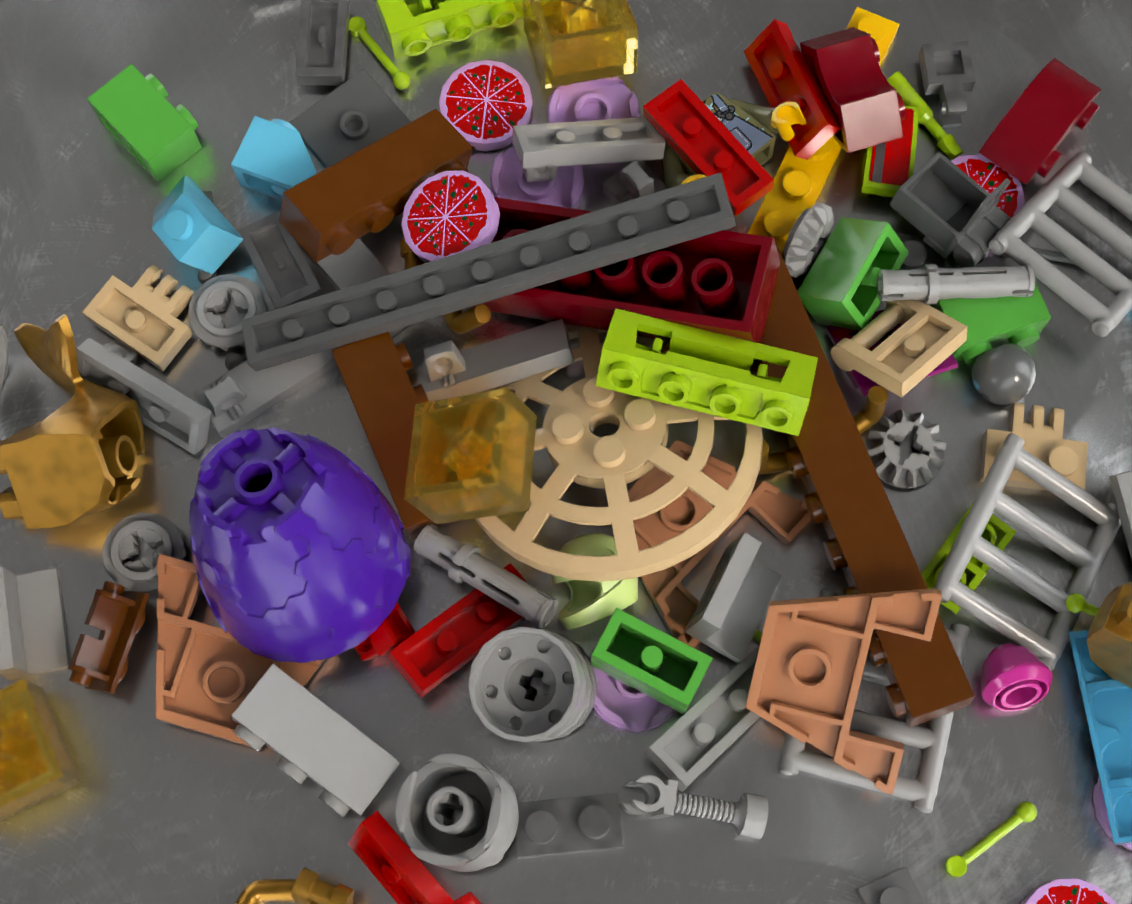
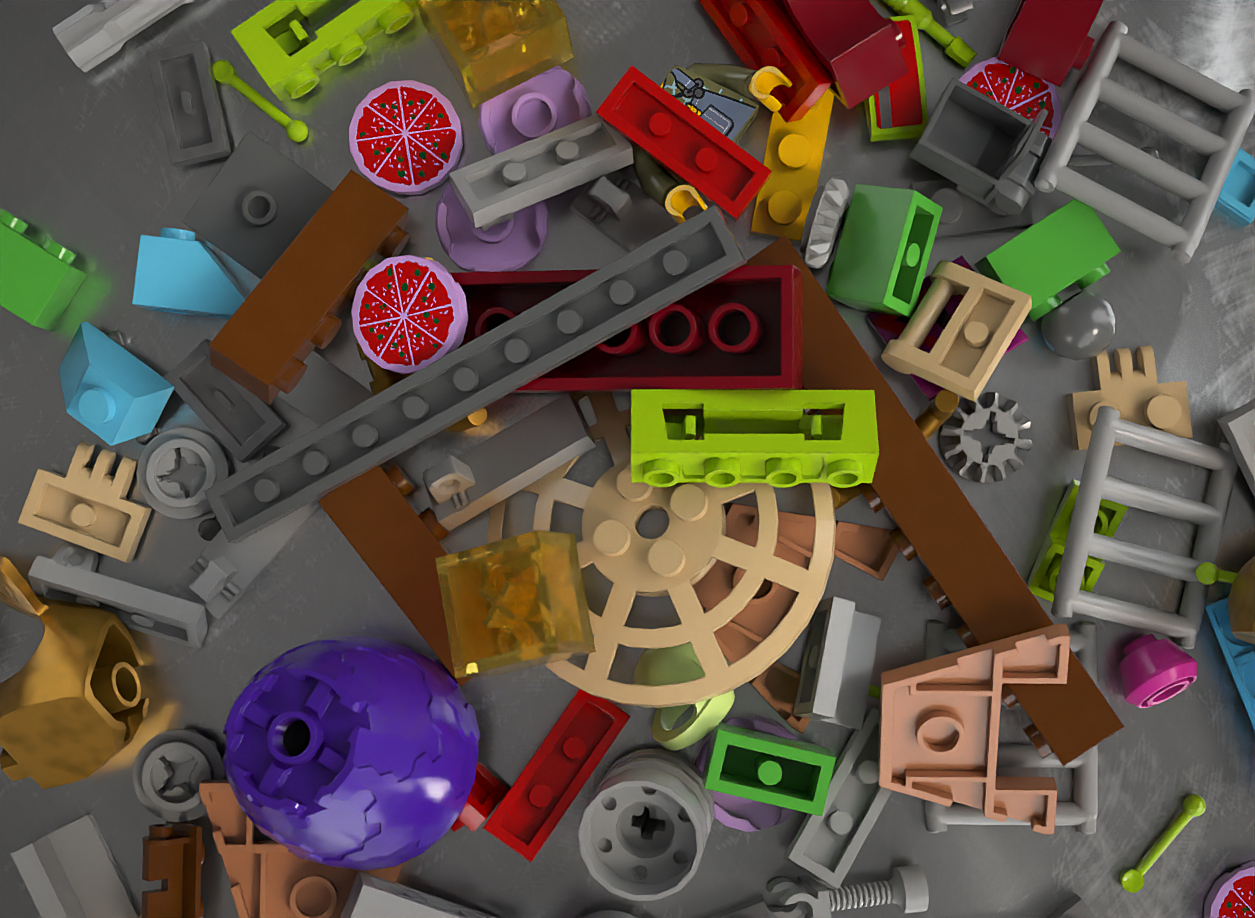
camera: 15 degrees left, 15 degrees up
(468, 565) = (573, 717): light grey pin -> none
(951, 283) = (984, 249): light grey pin -> none

